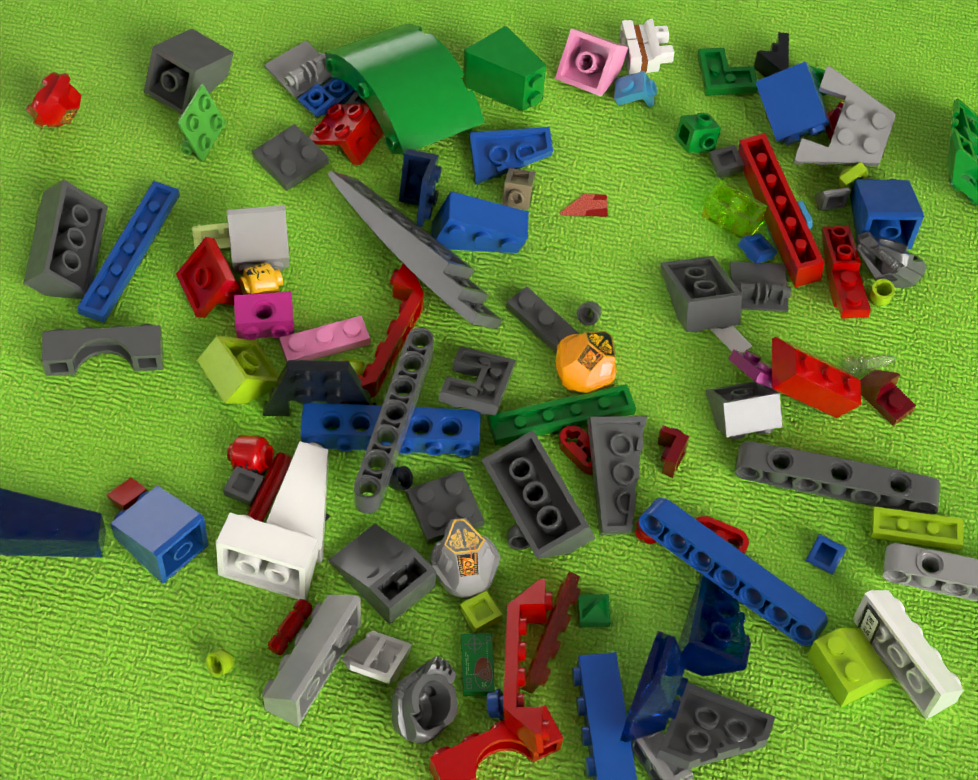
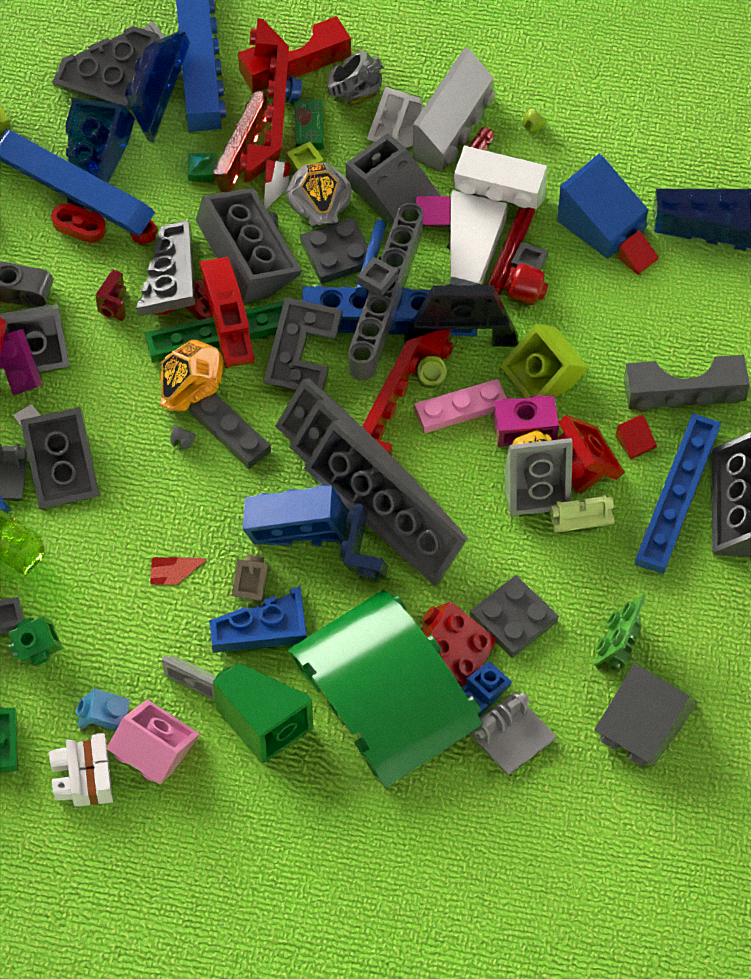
camera: 175 degrees left, 0 degrees up
(161, 306) = (635, 437): none -> red slope
(341, 538) = (435, 210): none -> dark pink slope
(404, 402) = (377, 276): none -> dark grey plate
(409, 480) = (373, 250): none -> blue bar
(513, 586) = (276, 180): none -> white sticker
(556, 415) = (228, 311): none -> red slope
(562, 113) = (189, 675): none -> light grey slope

